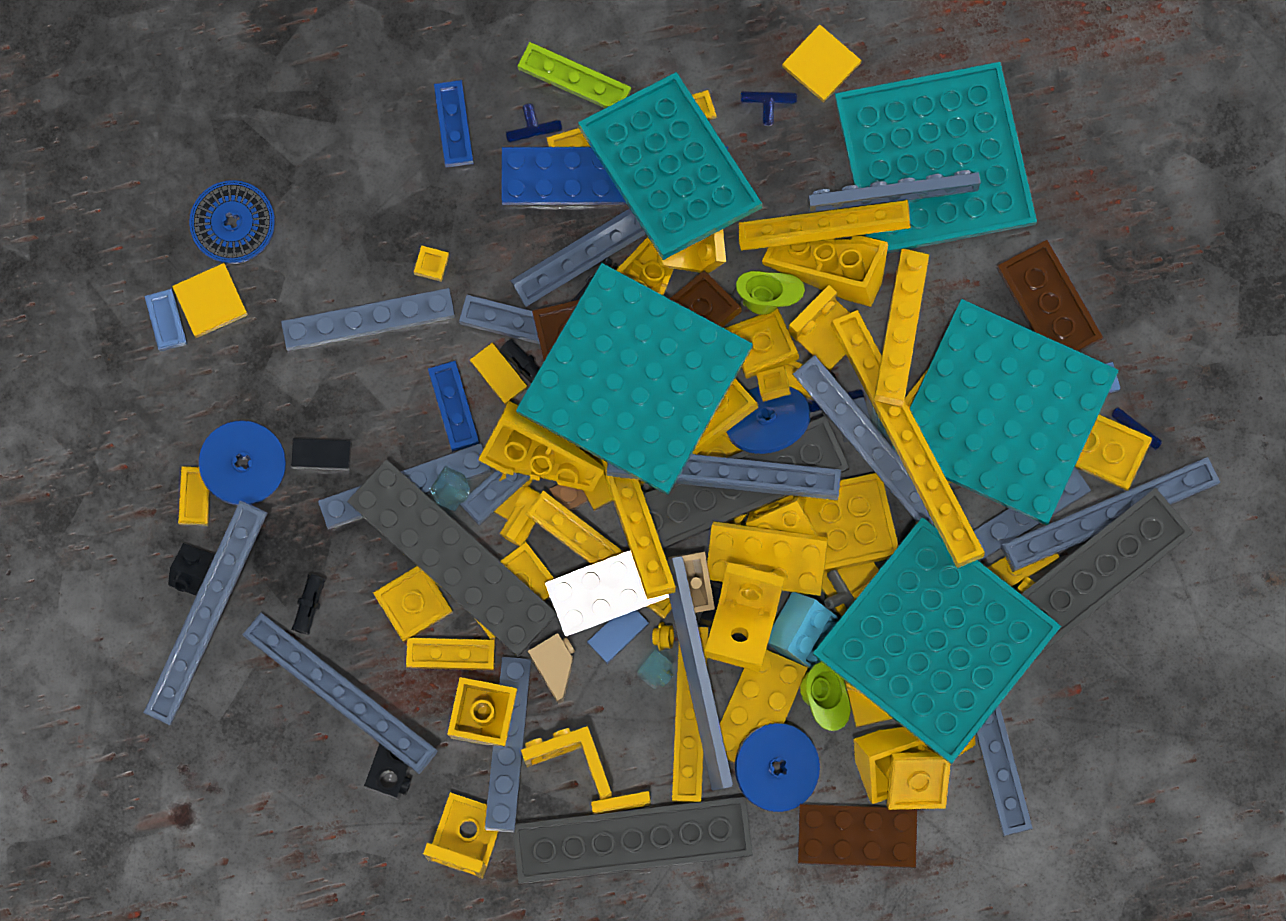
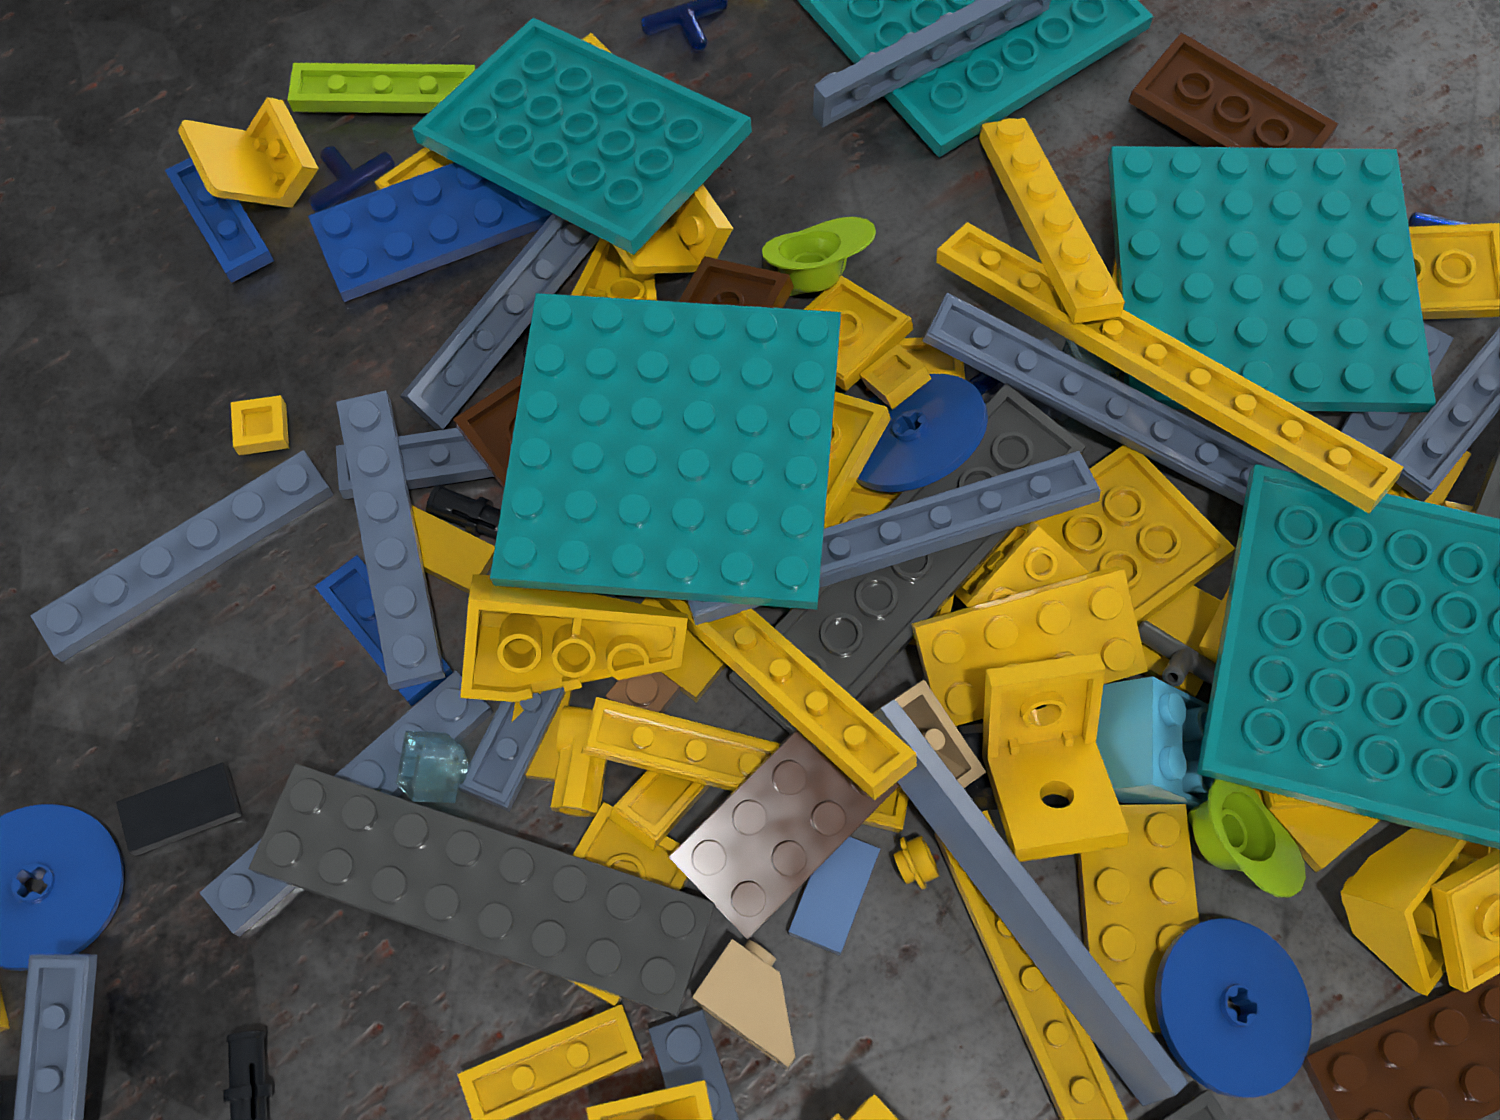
camera: 25 degrees left, 10 degrees down
(412, 603) = (443, 1004): yellow tile -> none
(475, 359) = (390, 541): none -> sand blue plate
(484, 99) = (256, 164): none -> yellow bracket
(550, 555) = (655, 806): none -> yellow tile
(656, 670) = (935, 927): clear light blue plate -> none
(814, 329) = (910, 274): yellow bracket -> none
(824, 225) = (855, 129): yellow plate -> none
(848, 265) = (908, 183): yellow wedge -> none

